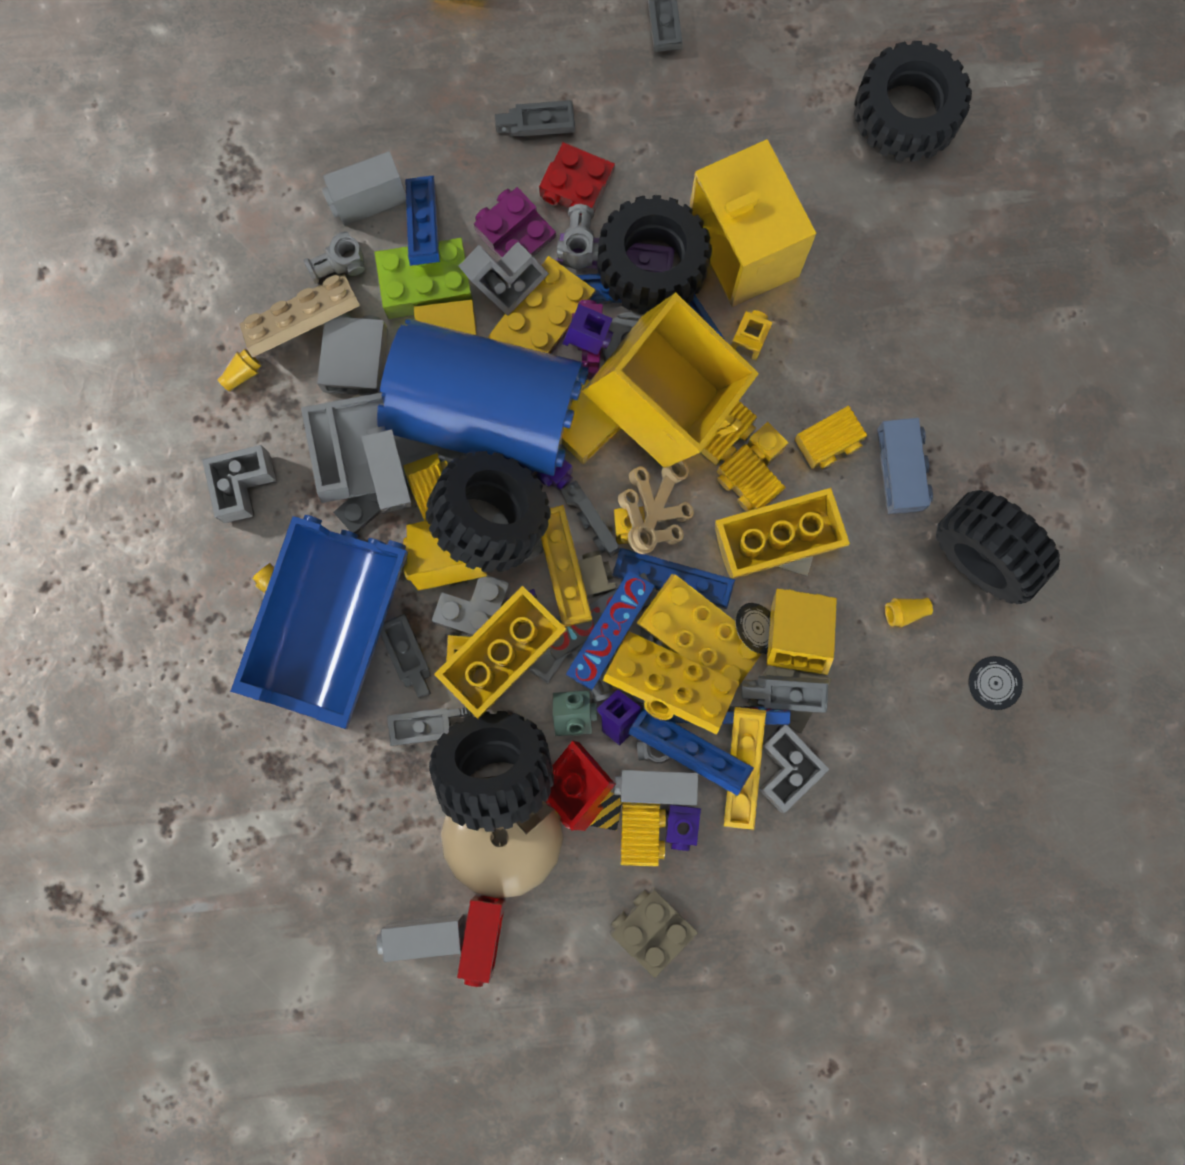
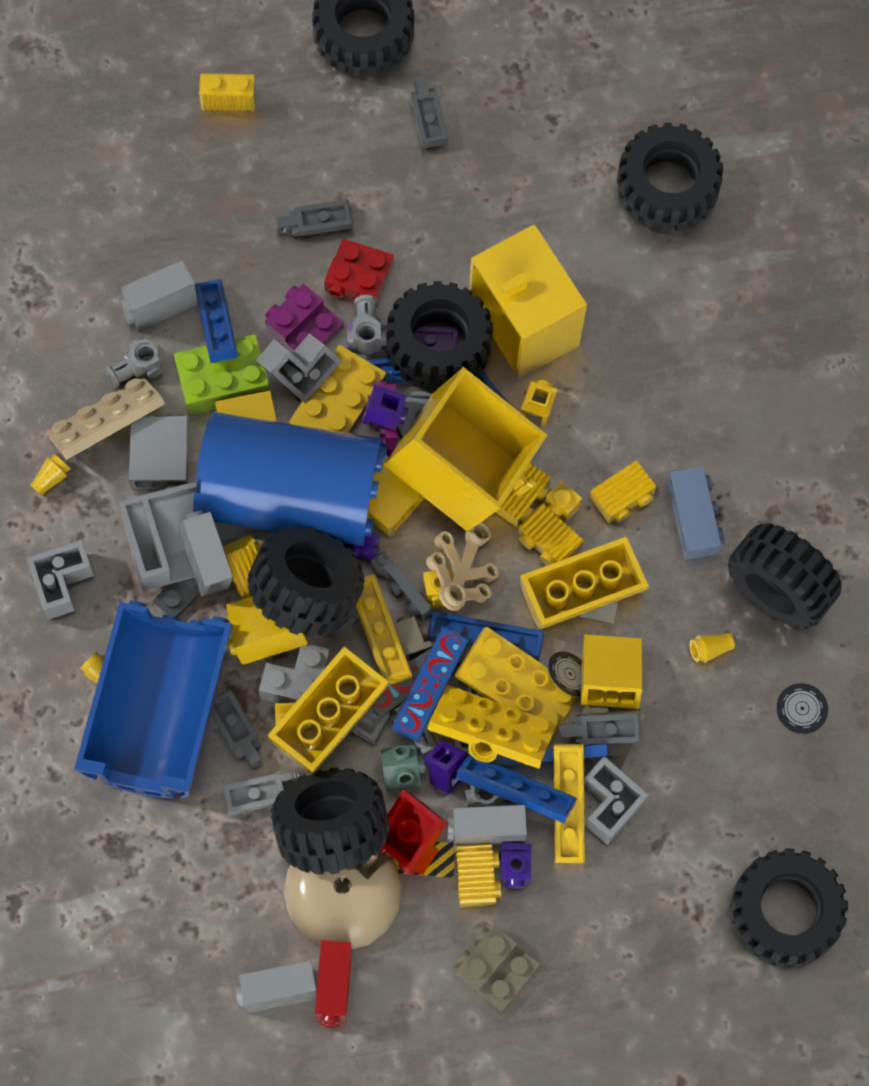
camera: 10 degrees left, 10 degrees down
(1004, 908) = (813, 878): none -> black tyre

